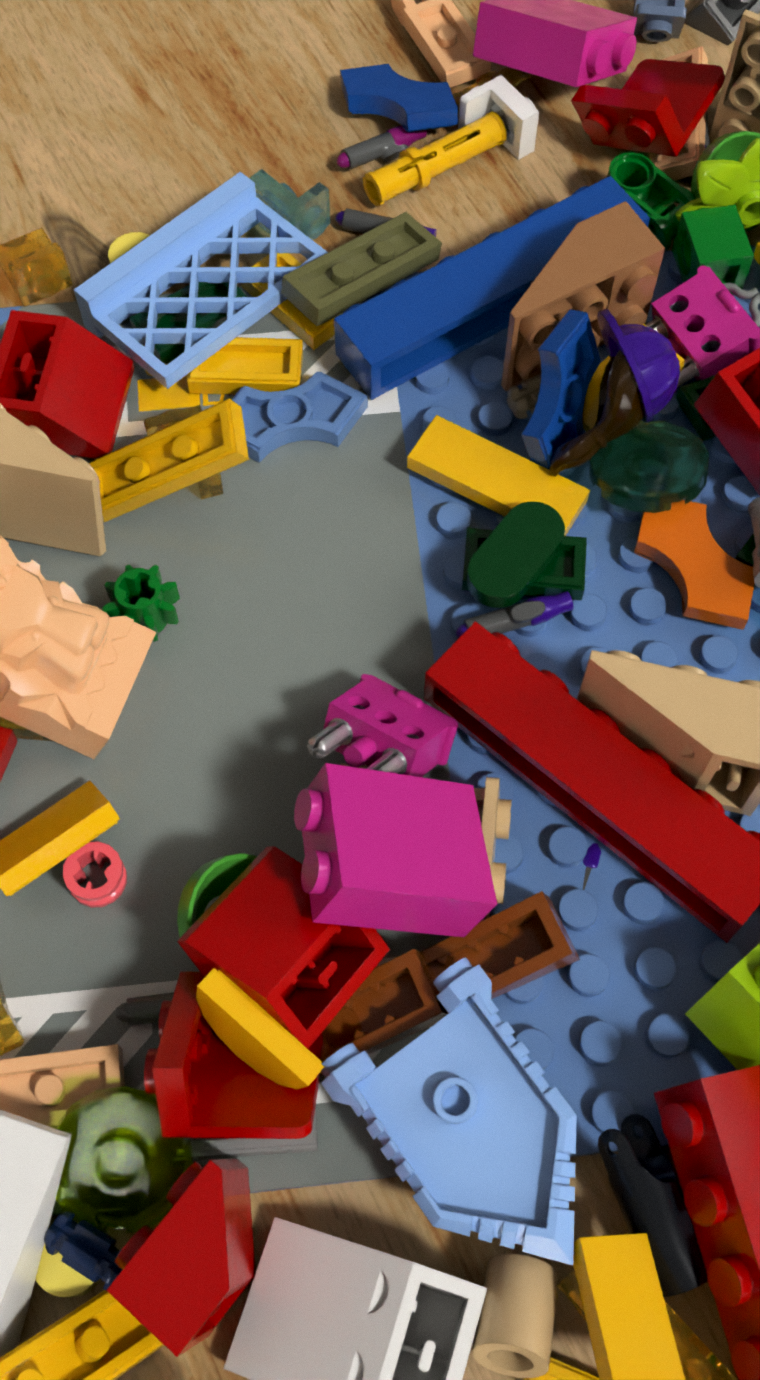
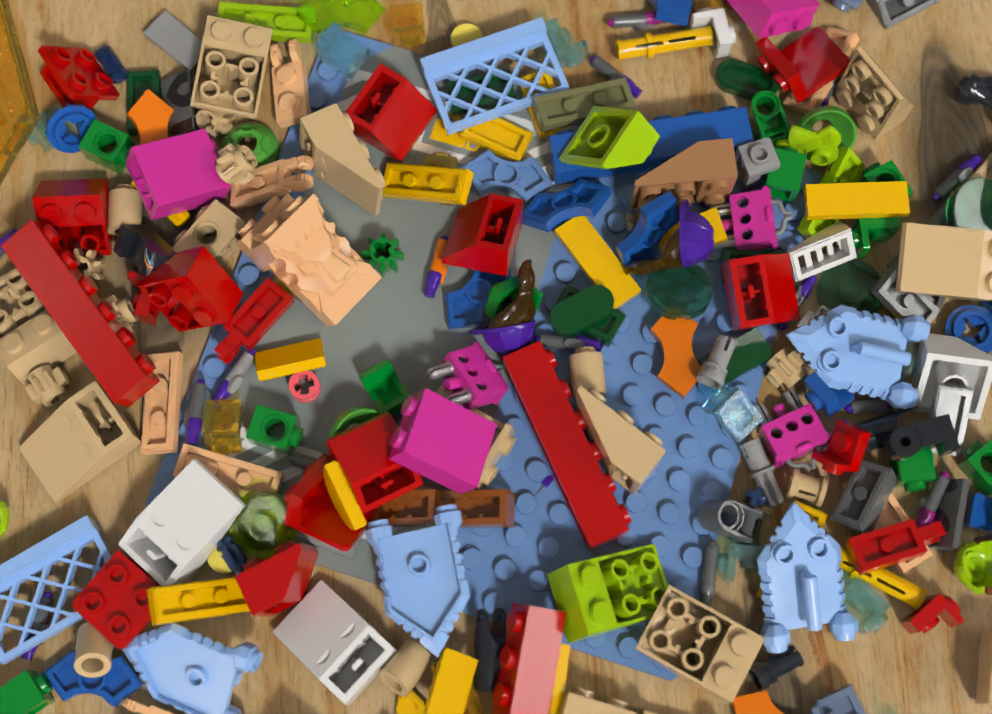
camera: 25 degrees right, 10 degrees up
(46, 957) = (261, 423): none -> green brick
(242, 815) = (384, 387): none -> green bracket
(244, 594) = (437, 270): none -> piece
(300, 502) = (485, 234): none -> red slope
(320, 627) = (467, 304): none -> blue tile
(386, 432) = (580, 199): none -> blue tile
(394, 577) = (505, 293): none -> green bracket
(417, 617) = (514, 325): none -> piece
(438, 274) = (611, 139): none -> lime slope
(565, 640) = (587, 370): none -> tan brick
(566, 167) = (743, 79): none -> dark green tile
(678, 233) = (754, 160): none -> light grey bracket

